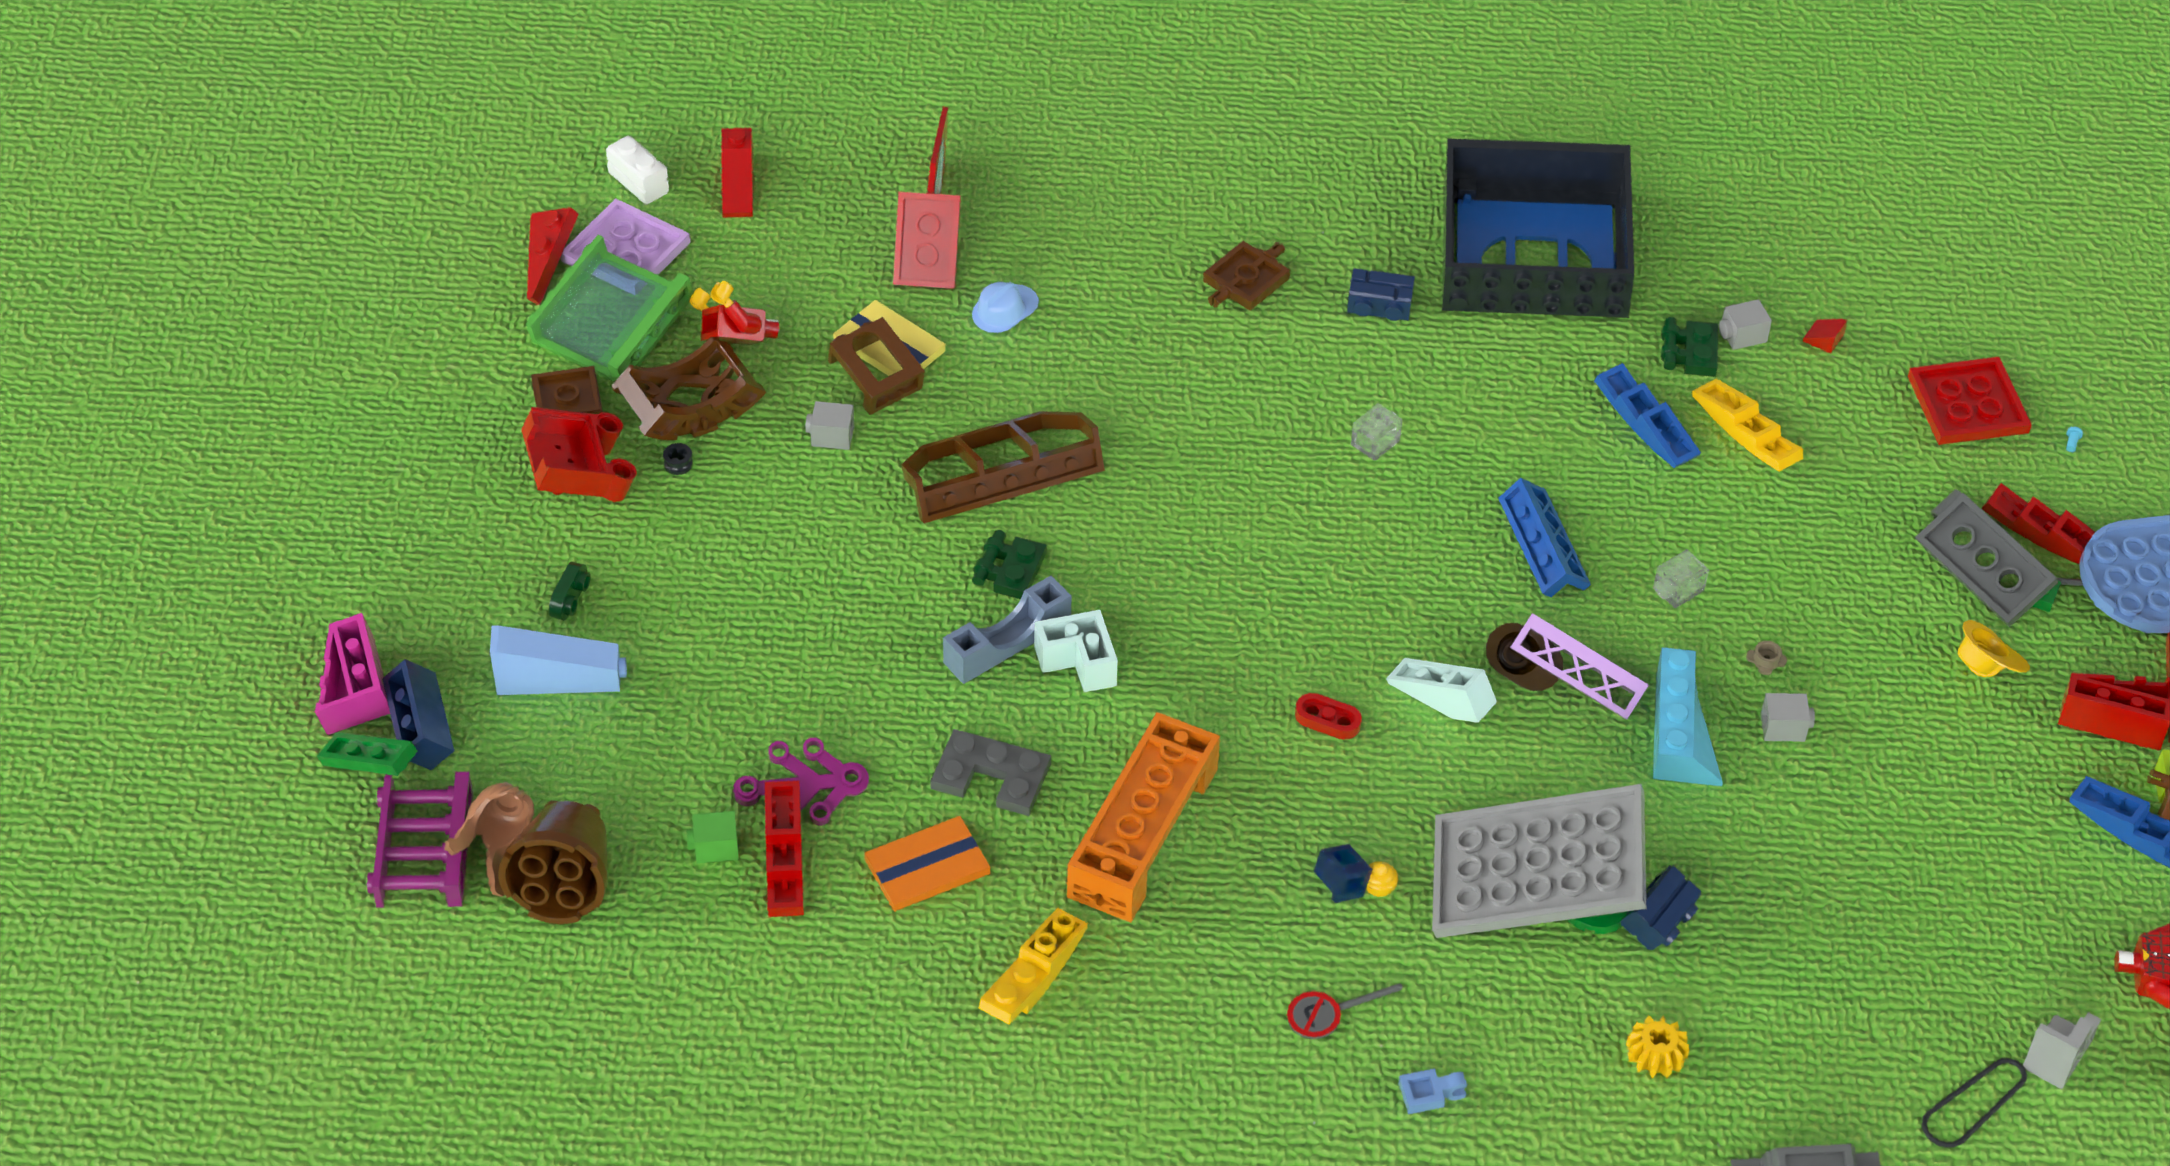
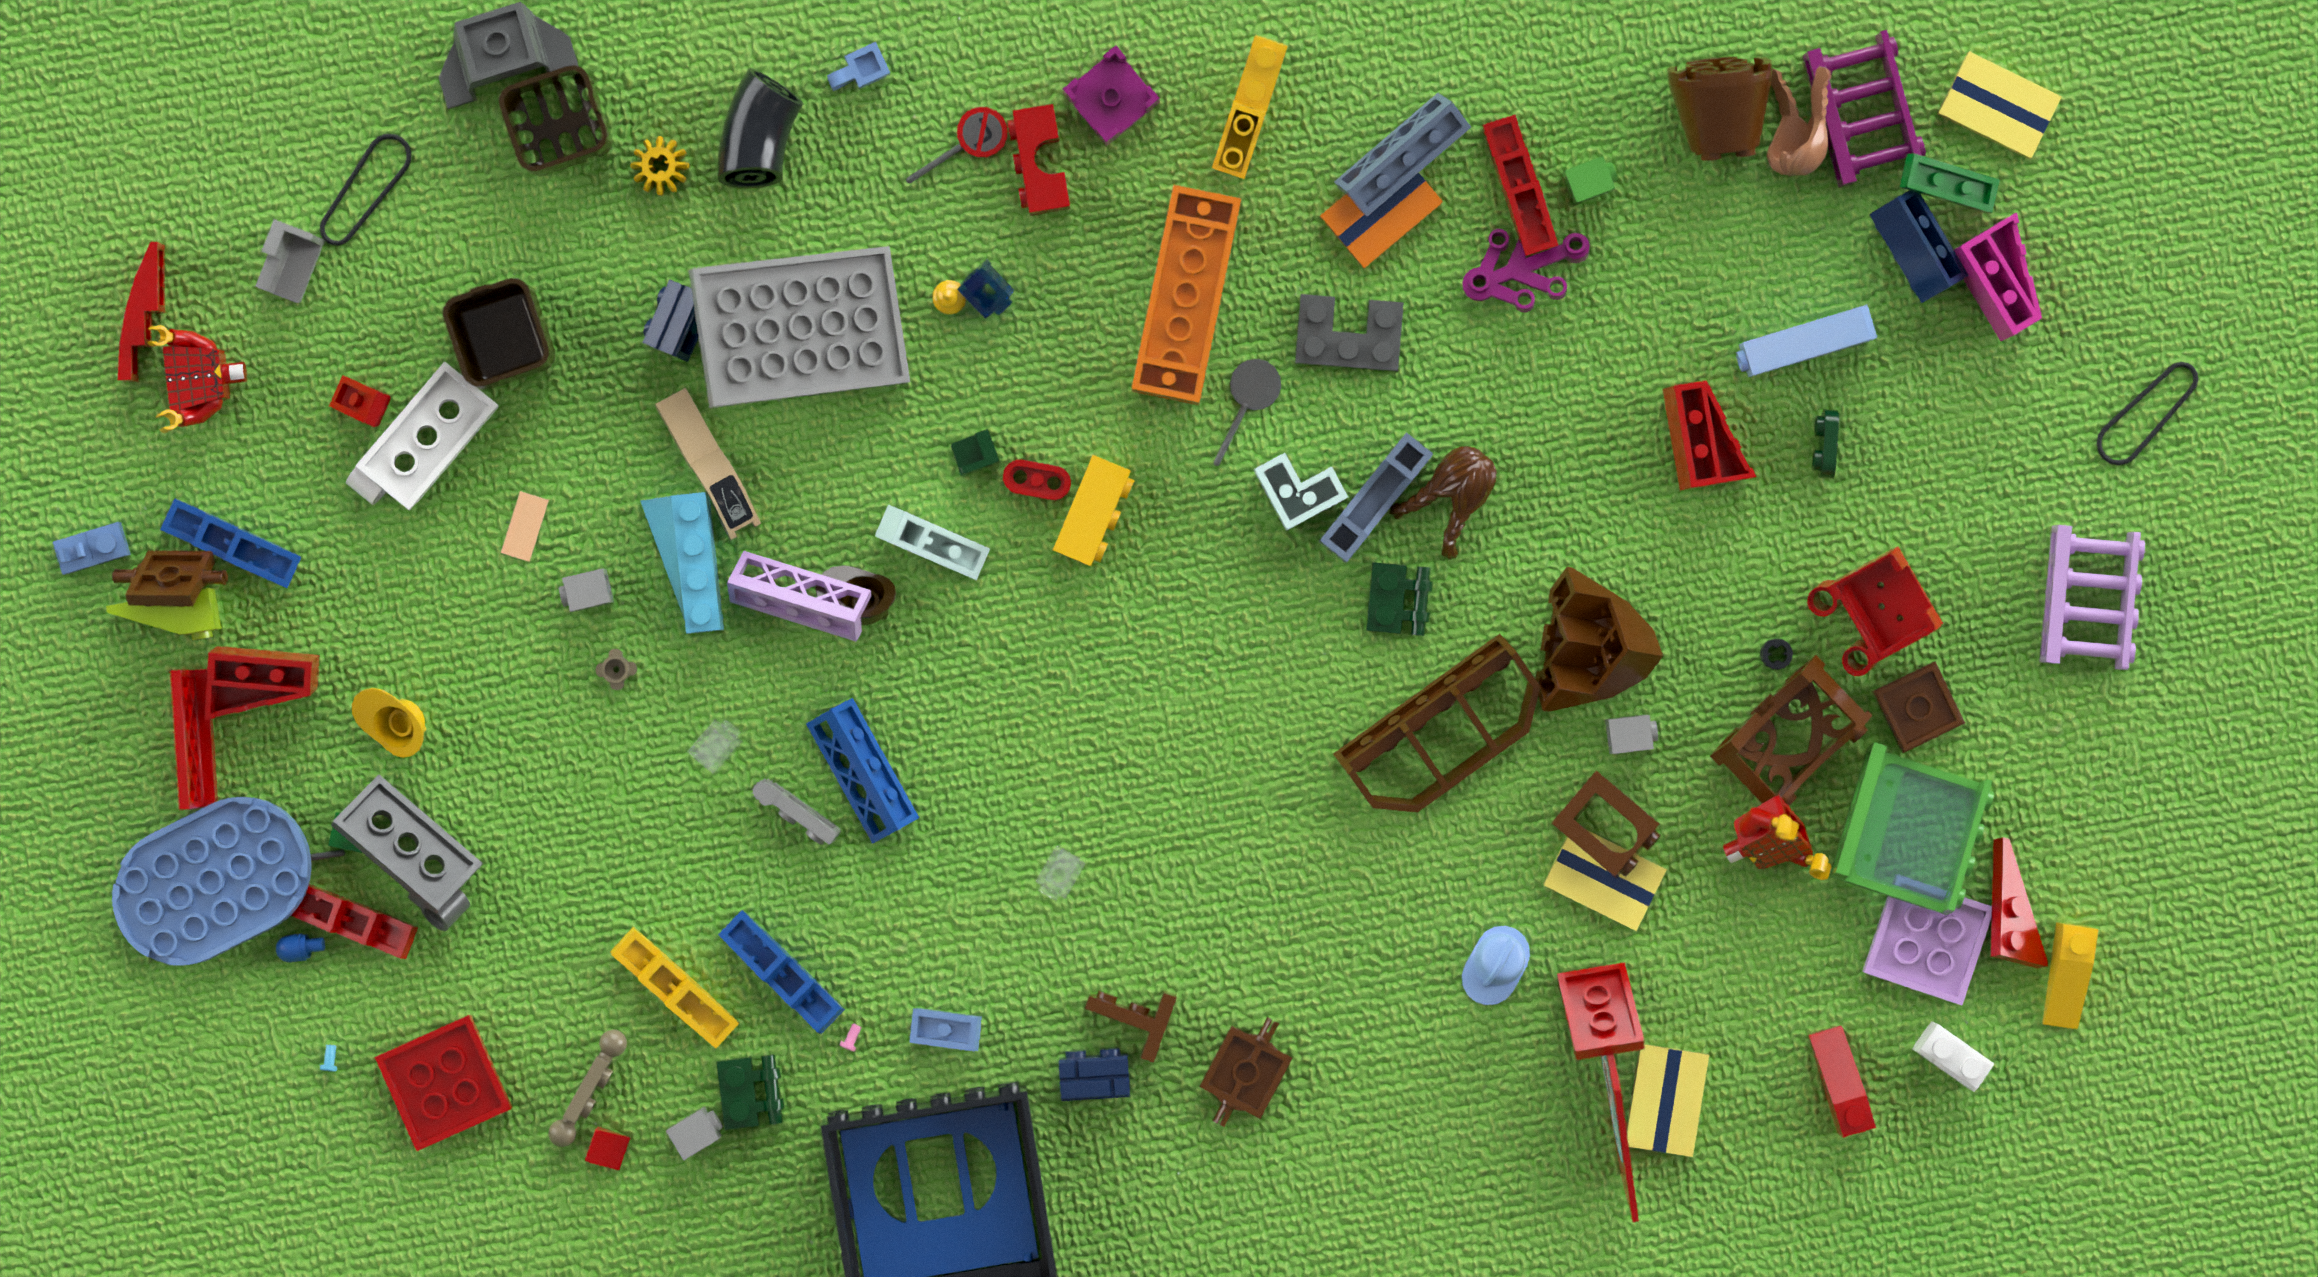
camera: 170 degrees right, 40 degrees up
(266, 575) = (2161, 423): none -> black piece
(289, 820) = (1999, 105): none -> light yellow tile
(398, 456) = (2062, 578): none -> lavender fence
(511, 208) = (2069, 974): none -> yellow slope
(685, 609) = (1702, 439): none -> red wedge
(843, 490) = (1592, 645): none -> reddish brown brick
(877, 197) = (1666, 1100): none -> light yellow tile
(885, 889) = (1403, 154): none -> sand blue fence
(920, 628) = (1466, 478): none -> reddish brown hair
(1099, 753) = (1254, 386): none -> dark grey piece
(1173, 1010) = (1111, 96): none -> magenta panel
(1260, 993) = (1032, 130): none -> red arch
(1280, 679) = (1093, 511): none -> yellow brick
(1335, 325) = (1137, 1016): none -> reddish brown bracket
(1382, 746) = (975, 453): none -> dark green panel
(1506, 346) = (945, 1029): none -> medium blue plate
(1548, 1046) = (756, 132): none -> black brick
(1595, 360) = (851, 1038): none -> bright pink piece
(1611, 519) = (795, 810): none -> light grey hinge
(1661, 814) = (707, 462): none -> tan piece
(1767, 1122) = (512, 101): none -> dark brown piece
(1834, 373) = (562, 1131): none -> dark tan plate
(1841, 789) = (524, 526): none -> light nougat sticker
(1848, 922) = (499, 333): none -> dark brown piece
(1986, 850) = (377, 471): none -> white hinge
(1997, 909) = (360, 401): none -> red slope
(2096, 515) = (298, 947): none -> blue cylinder

